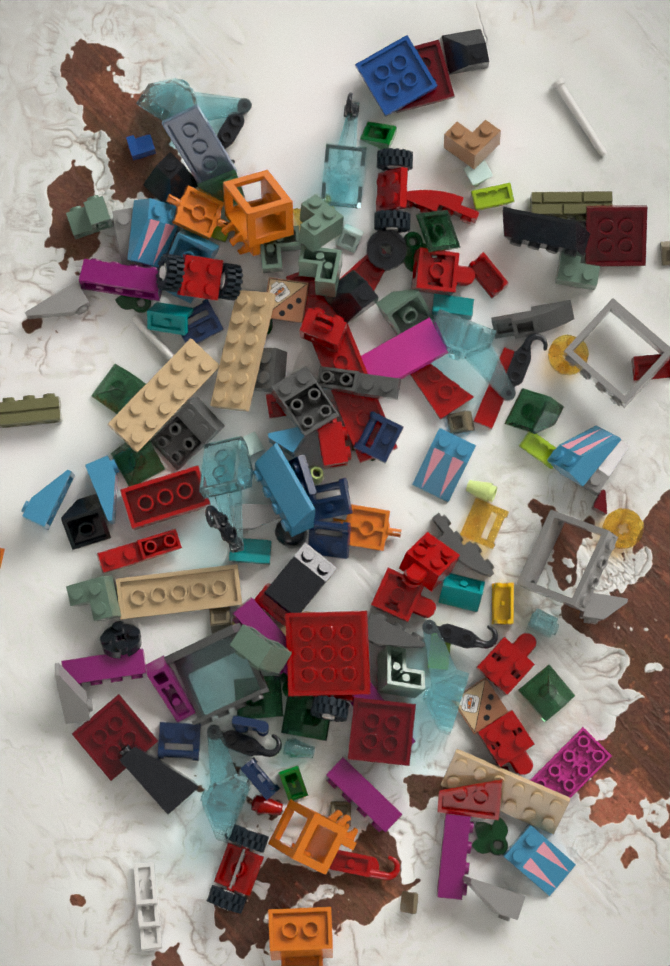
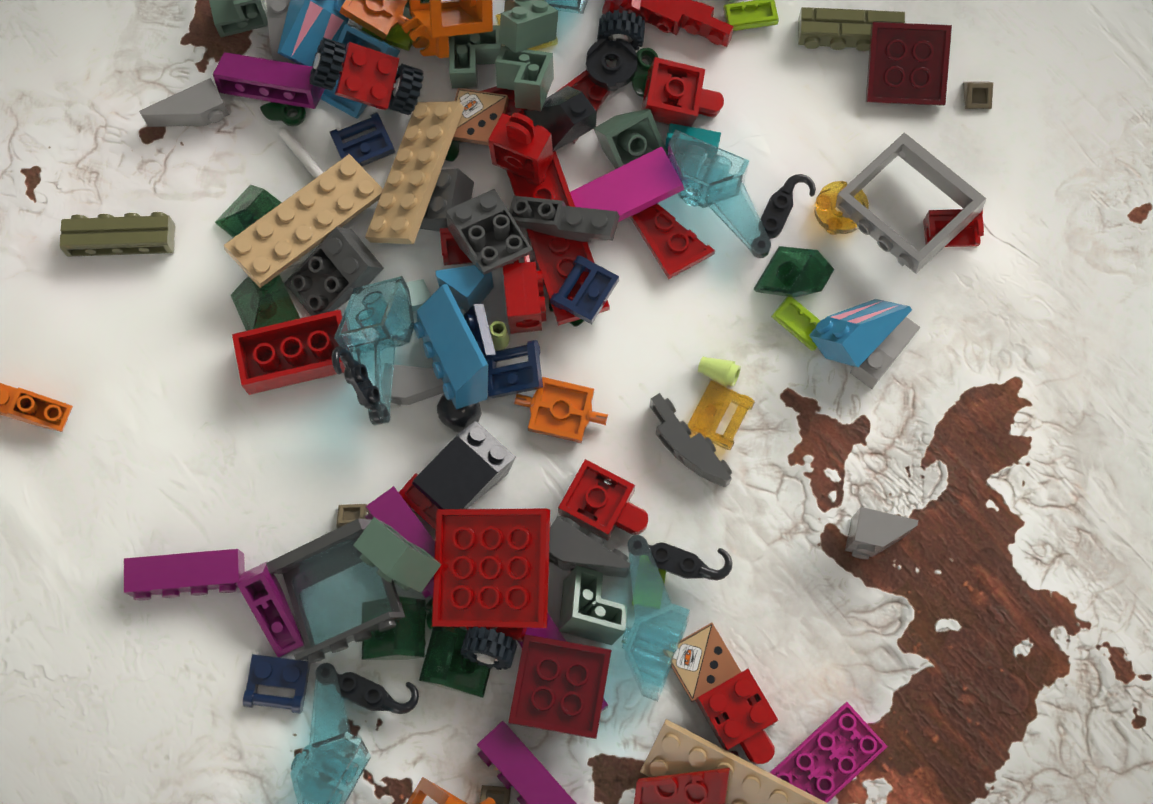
camera: 10 degrees right, 10 degrees down
(46, 503) = (137, 344): dark azure slope -> none
(72, 696) = (130, 607): light grey slope -> none
(85, 522) = (184, 379): black slope -> none
(99, 594) = (186, 472): sand green brick -> none
(105, 481) = (215, 323): dark azure slope -> none
(109, 732) = (187, 672): dark red plate -> none
(119, 631) = (210, 535): black plate -> none
(139, 551) = (252, 421): red slope -> none
(158, 778) = (237, 733): black slope -> none
(168, 318) = (323, 131): teal panel -> none
(179, 591) = (298, 478): tan plate -> none
(244, 724) = (369, 664): dark blue plate -> none
(255, 551) = (403, 433): teal panel -> none
(259, 778) = (381, 744): dark blue plate -> none
(263, 806) = (388, 784): red cone -> none
(293, 783) = (430, 753): green slope -> none
(298, 749) = (442, 706): clear light blue cone -> none
(329, 544) = (510, 428): dark blue plate -> none
(350, 238) = (566, 53): light aqua slope -> none
(428, 562) = (641, 456): red brick -> none
(438, 231) = (678, 40): clear green slope -> none
(444, 465) = (670, 334): dark azure slope -> none
(460, 422) = (695, 283): dark tan slope -> none
(462, 592) = (684, 504): teal panel -> none
(488, 275) = (742, 105): red hinge -> none
(492, 400) = (738, 259): red tile -> none
(503, 603) = (740, 522): yellow hinge -> none
(508, 662) = (745, 602): red brick -> none
(538, 320) = (801, 159): dark grey slope -> none
(543, 548) = (800, 449): light grey window -> none
(543, 623) = (795, 551): clear light blue slope -> none
(544, 232) = (818, 46): black slope -> none
(546, 693) = (796, 650): clear green slope -> none
(576, 274) = (852, 106): sand green brick -> none
(600, 503) = (880, 397): dark red slope -> none
(634, 526) = (893, 436): clear yellow plate -> none

